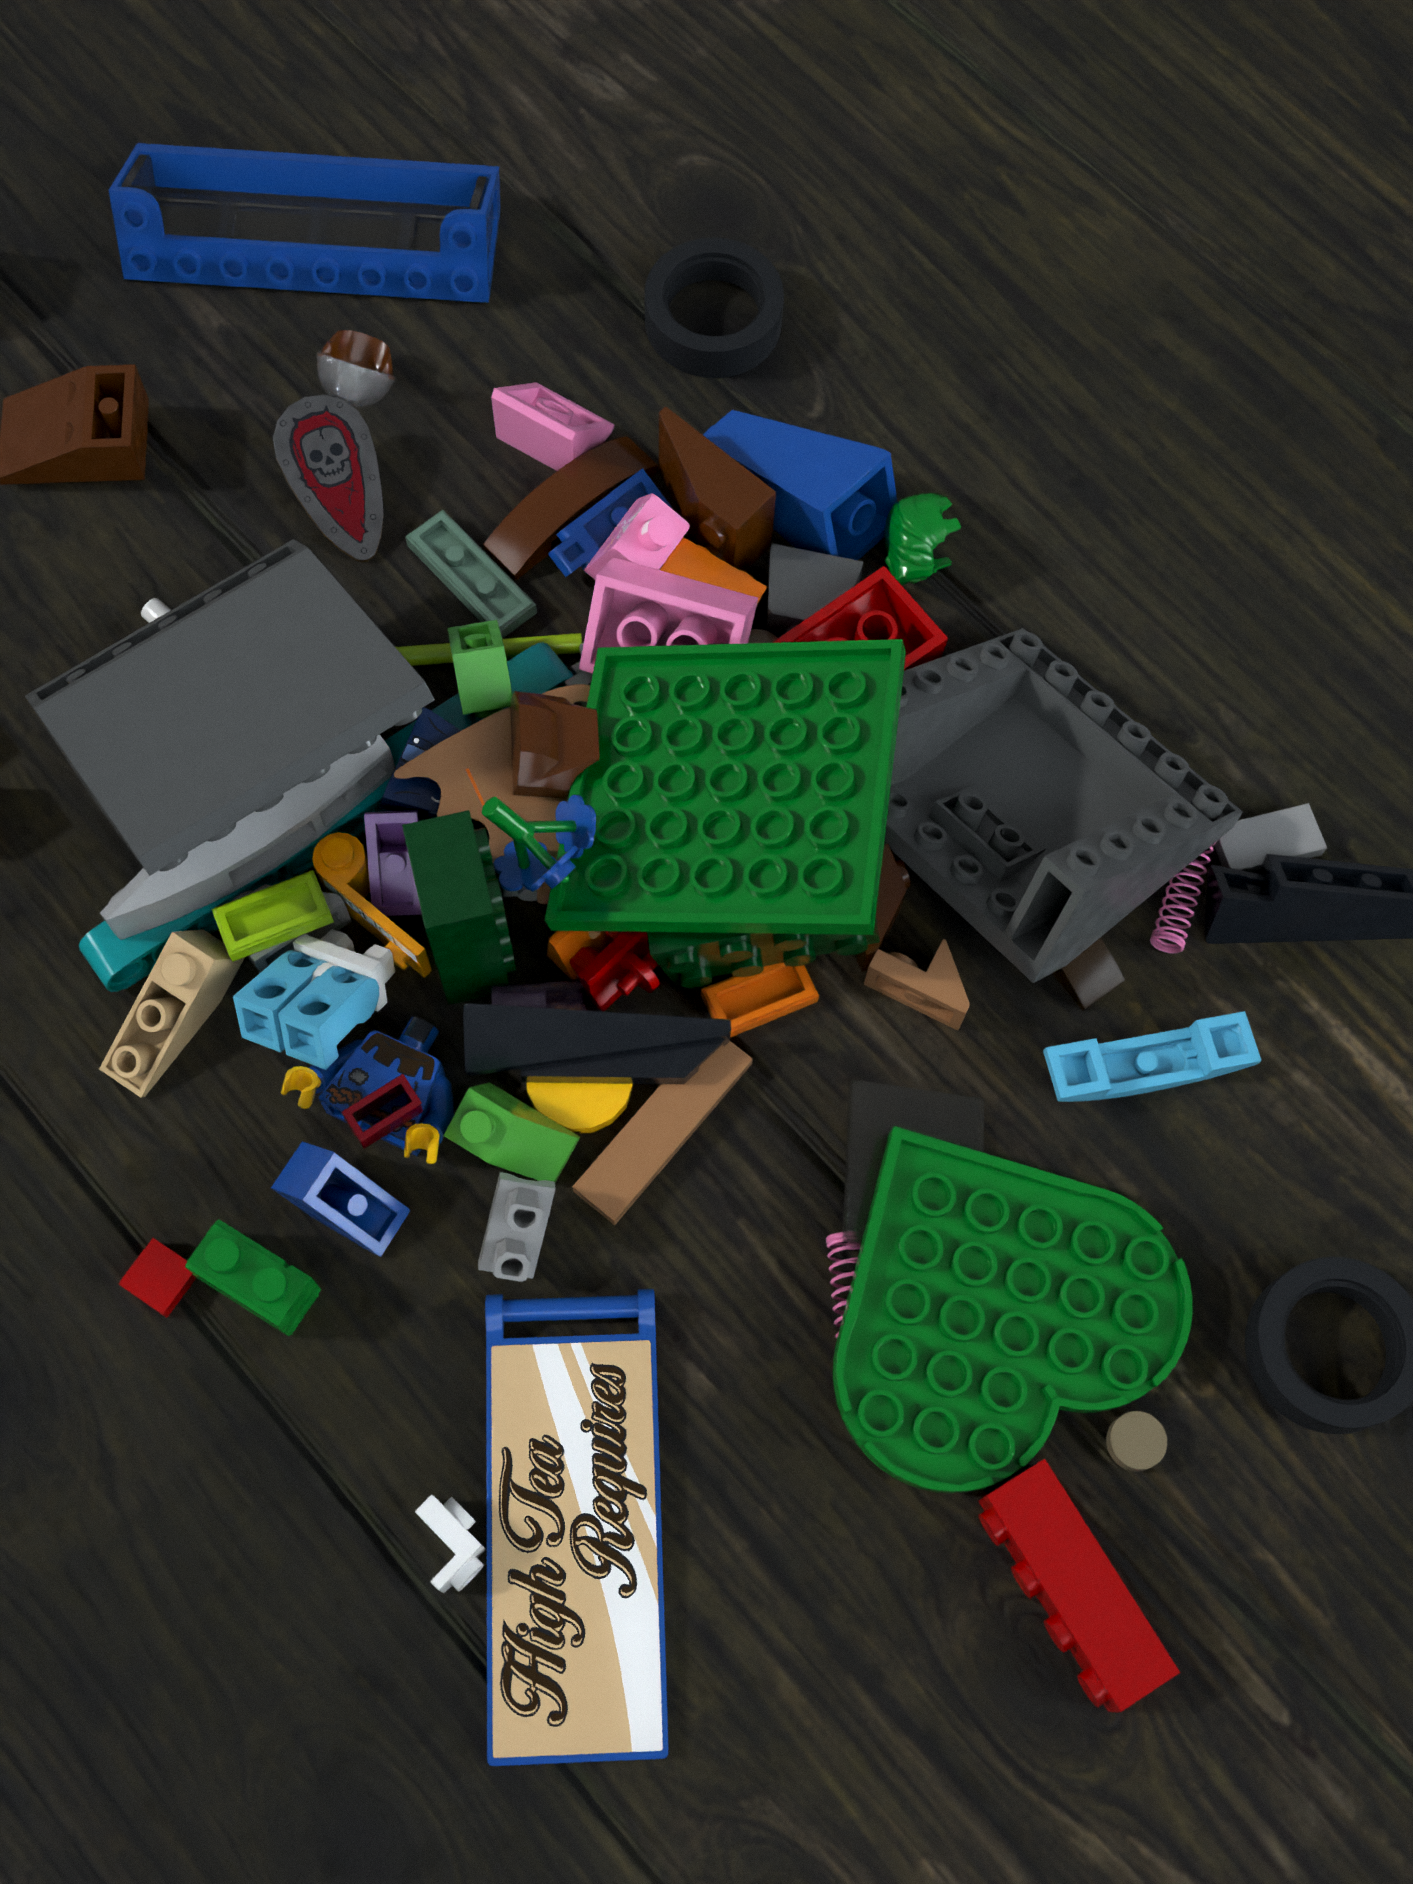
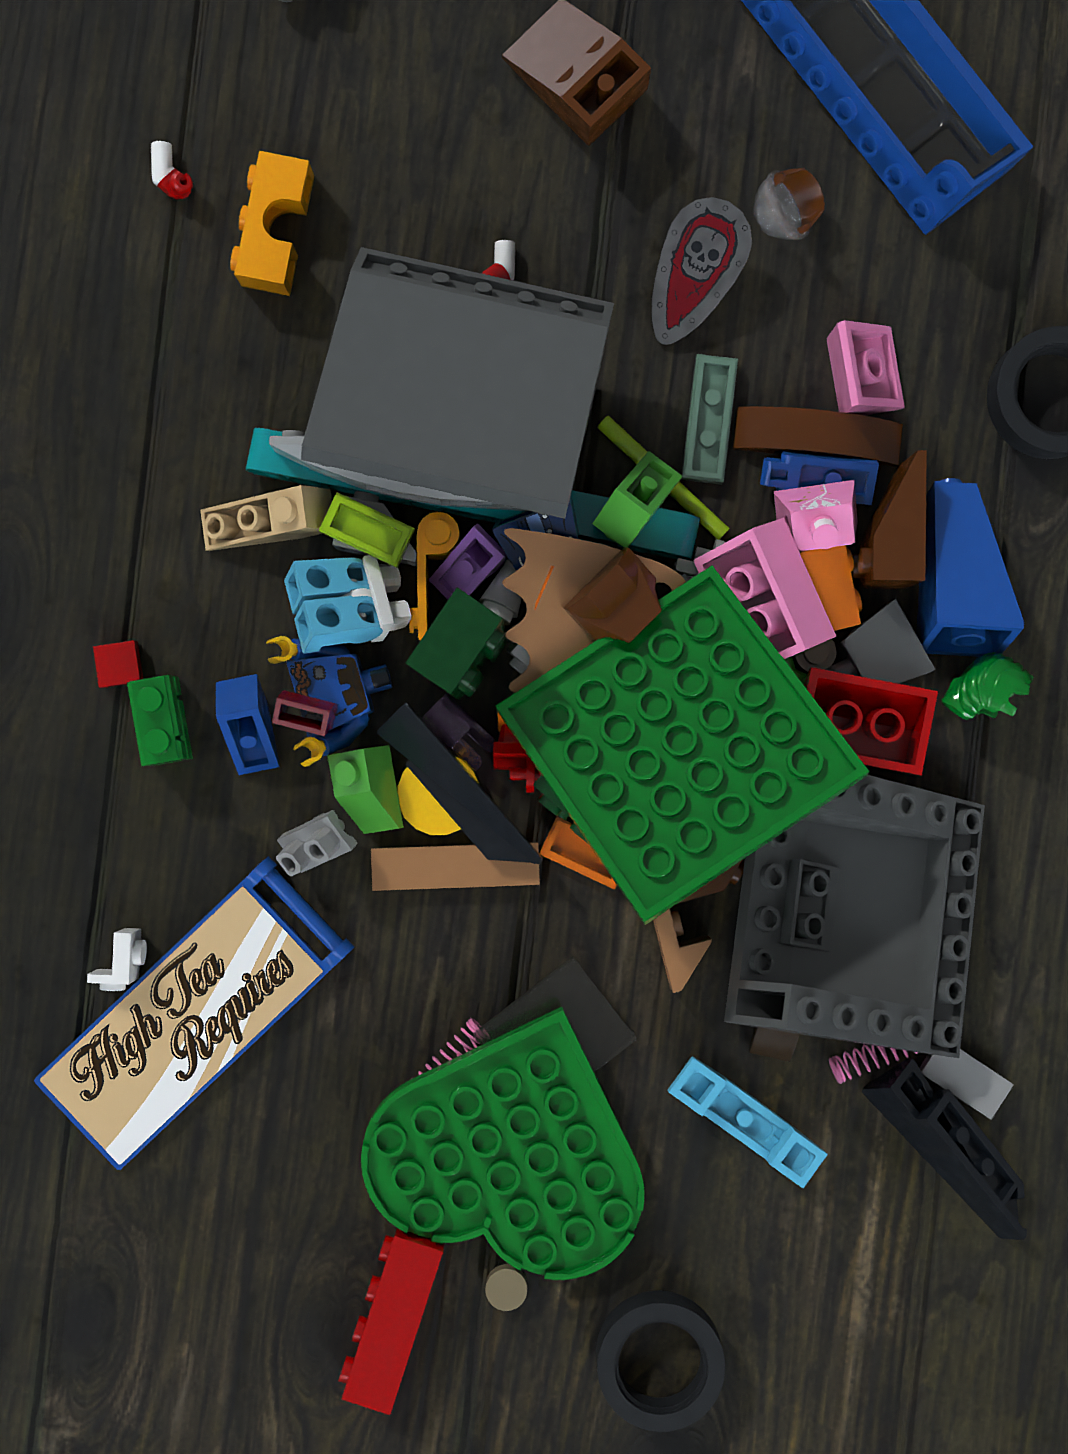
camera: 50 degrees right, 20 degrees up
(527, 860) = (521, 663): blue plant -> none

